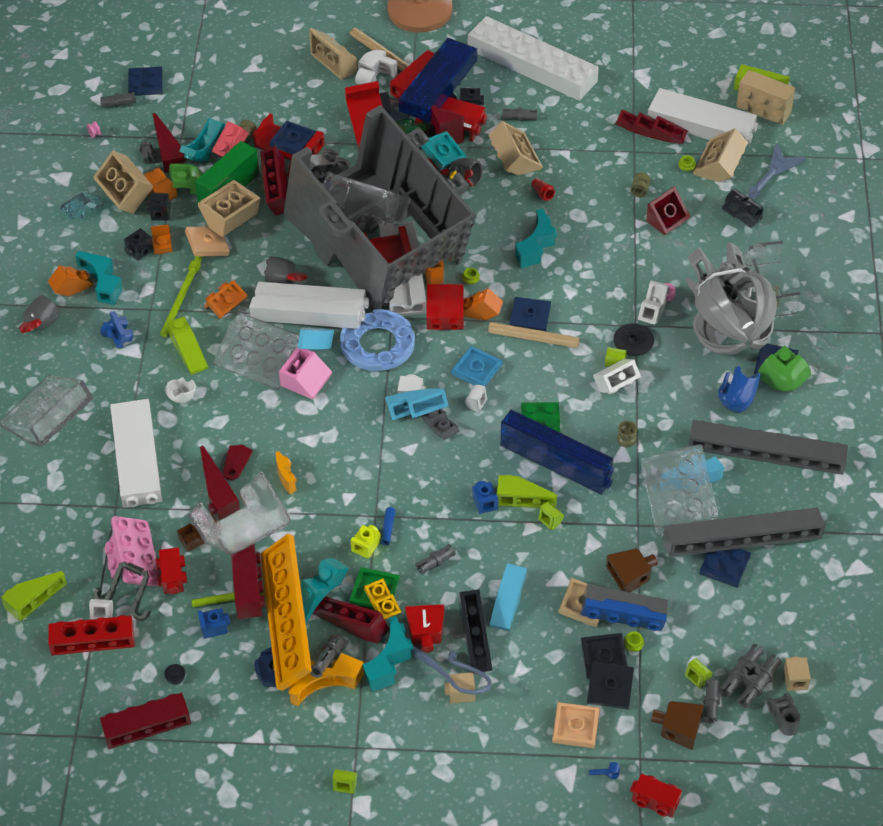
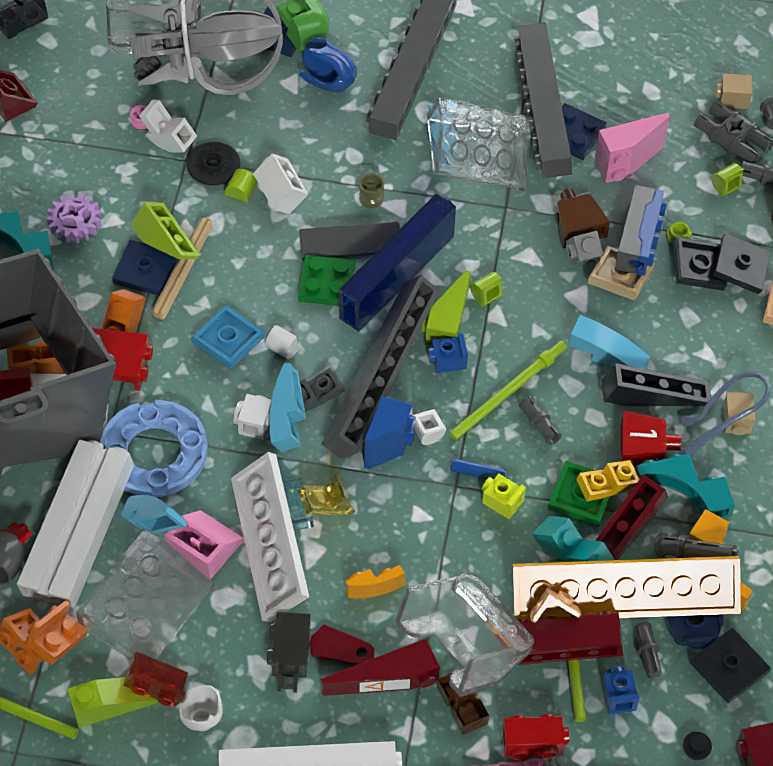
camera: 85 degrees left, 5 degrees up
(198, 363) = (156, 679): none -> clear red bracket
(225, 306) = (55, 633): none -> orange bracket
(228, 431) = (289, 649): none -> clear smoke brick
(242, 693) = (730, 665): none -> black plate
(247, 638) = (648, 649): none -> dark grey axle
(266, 567) = (560, 599): none -> light nougat bracket
(305, 408) = (269, 537): none -> white plate
(346, 421) = (299, 518): none -> clear light blue slope
(346, 437) = (327, 499): none -> clear yellow slope
(402, 460) = (389, 432): none -> blue slope
(417, 489) = (429, 427): none -> white brick
(462, 453) = (380, 367): none -> dark grey brick
(491, 558) = (542, 361): none -> lime bar
(553, 314) = (160, 230): none -> lime slope
(561, 267) = (74, 218): none -> lavender gear
(576, 420) = (346, 240): none -> dark grey slope
(598, 571) = (584, 247): none -> light grey brick
(706, 594) = (629, 146): none -> bright pink slope

